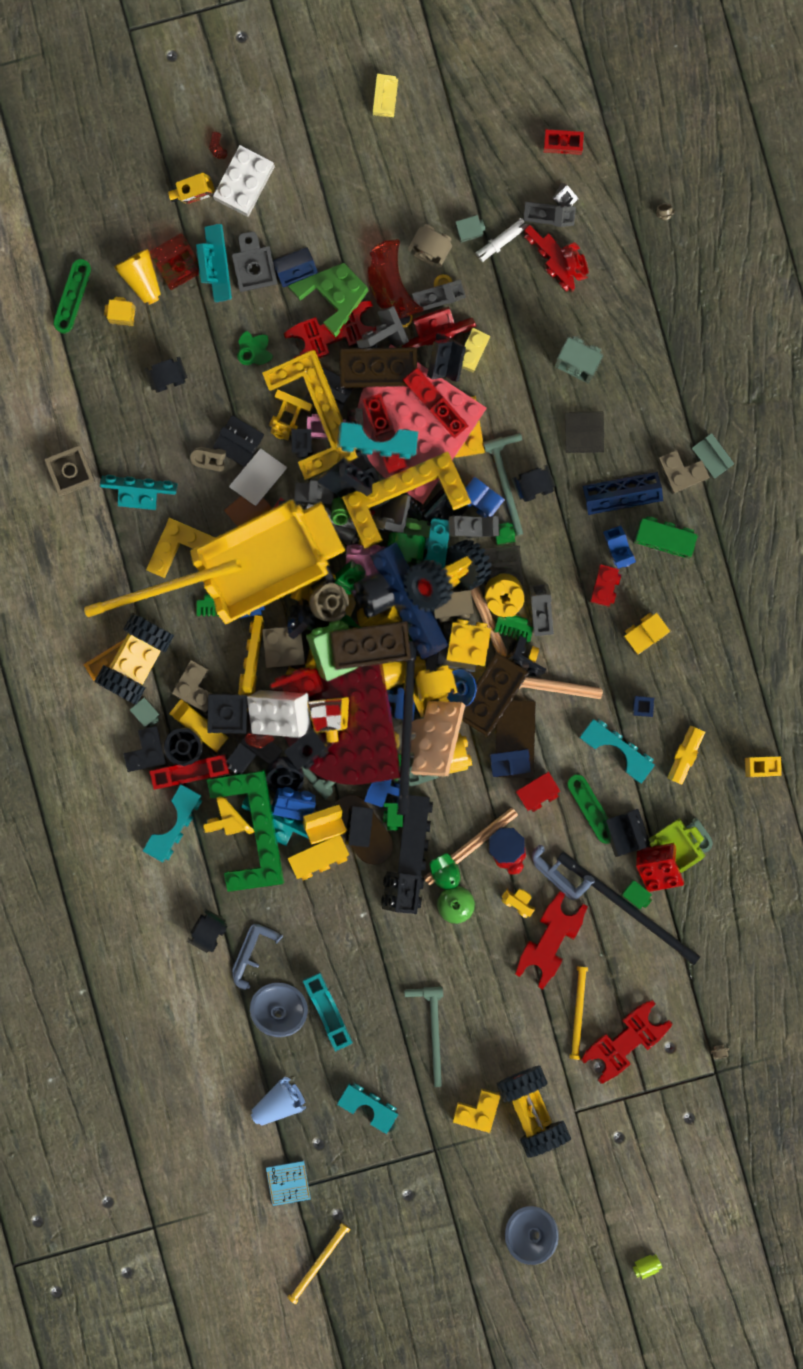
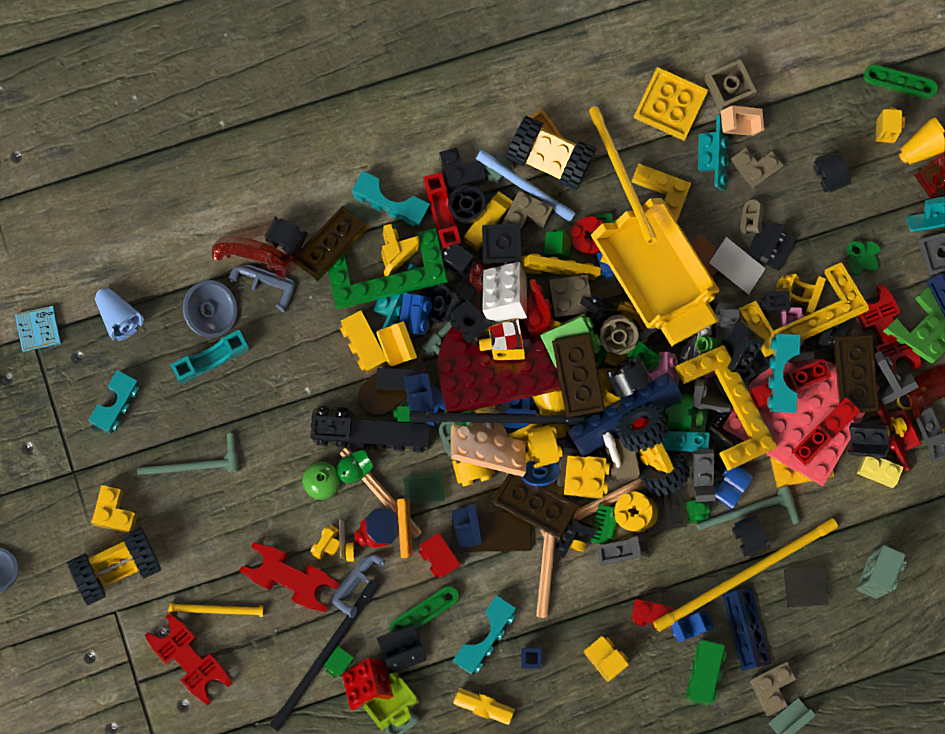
camera: 80 degrees right, 10 degrees down
(84, 532) = (670, 103): none -> yellow plate
(108, 461) = (742, 120): none -> light nougat panel
(143, 718) = (491, 162): none -> light blue piece
(159, 452) = (754, 171): none -> dark tan plate
(215, 634) = (578, 234): none -> red plate
(215, 886) = (330, 243): none -> dark brown tile
(221, 964) = (254, 251): none -> clear red windscreen
(227, 656) = (557, 244): none -> green brick
(377, 804) = (419, 393): none -> dark blue panel
(431, 329) = (898, 425): none -> yellow plate
(440, 616) = (610, 443): none -> white piece
(470, 803) = (424, 489): none -> clear green plate
(501, 824) = (405, 527): none -> light orange tile
(516, 886) = (342, 538): none -> white sticker
(529, 879) = (350, 552): none -> yellow tile
(530, 414) = (670, 618): none -> yellow piece

